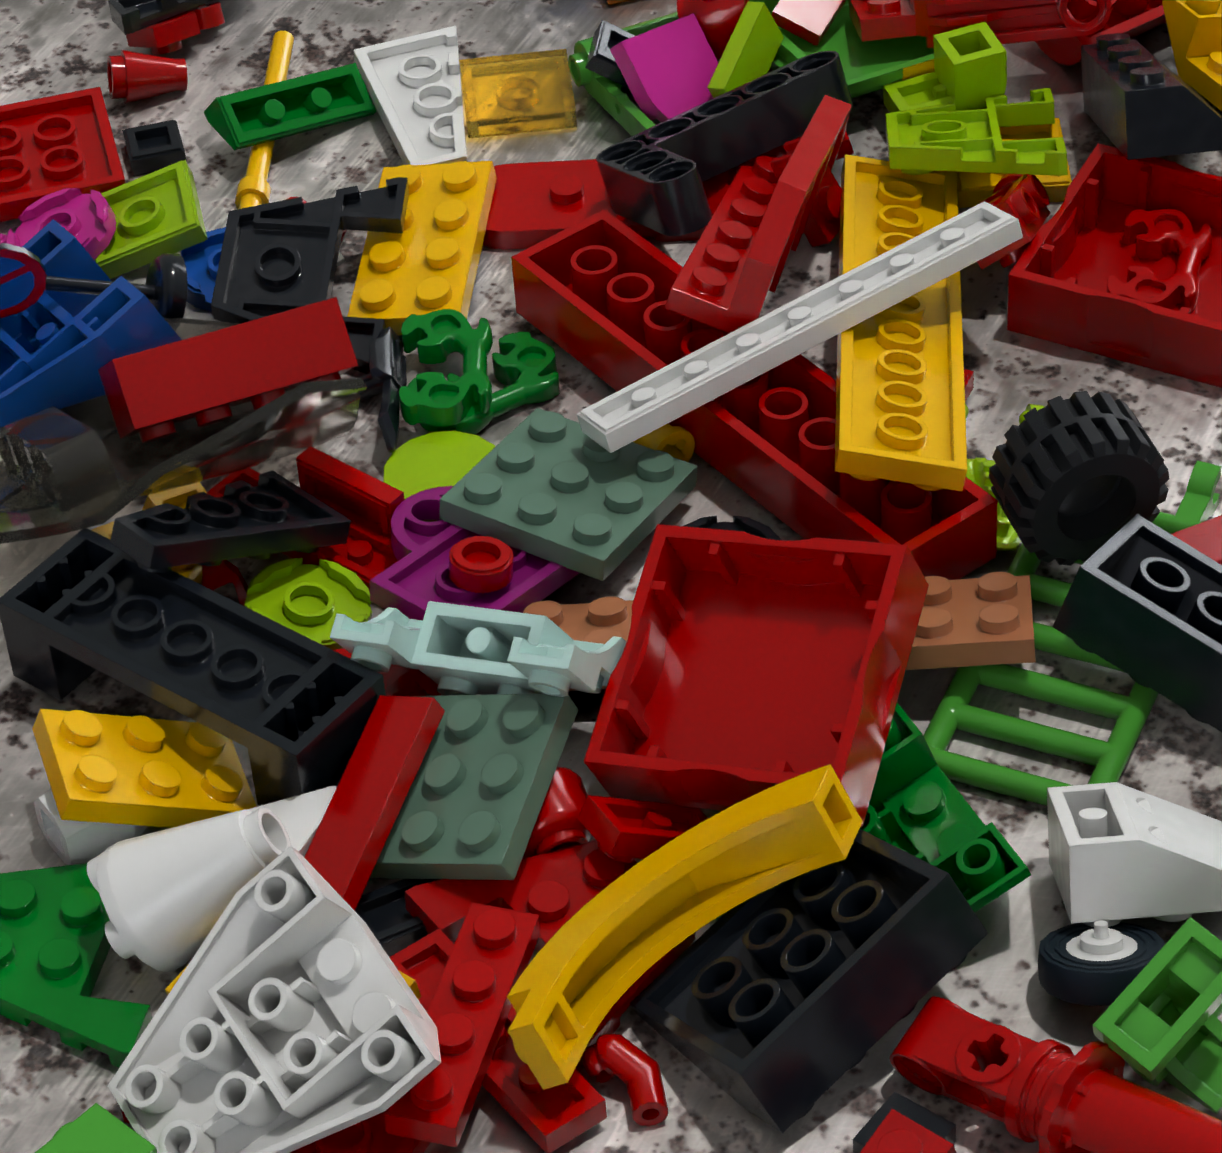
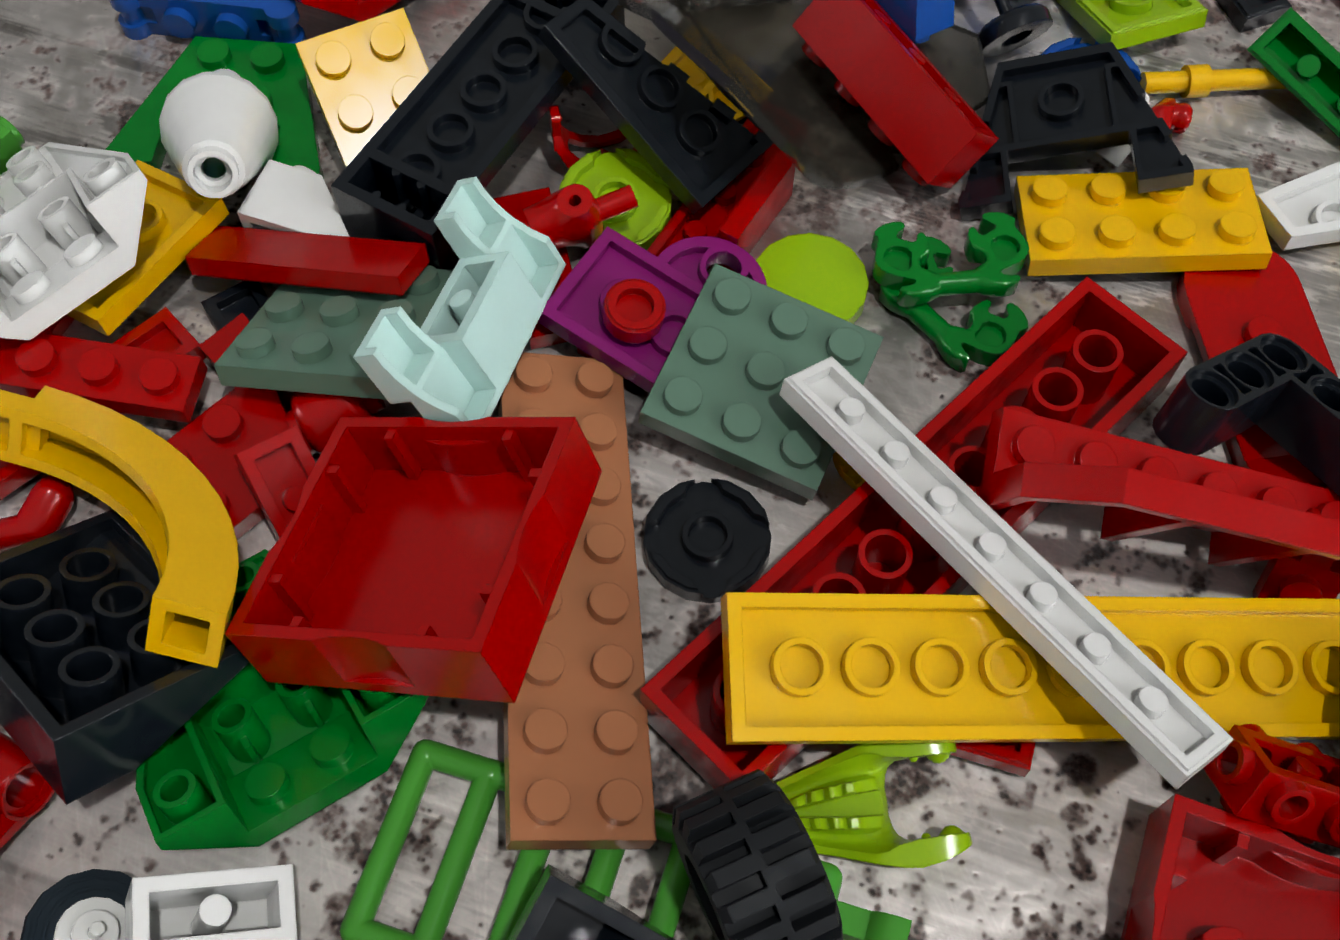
camera: 80 degrees right, 20 degrees up
(350, 591) = (575, 216): none -> red piece
(386, 377) = (938, 216): black piece -> none

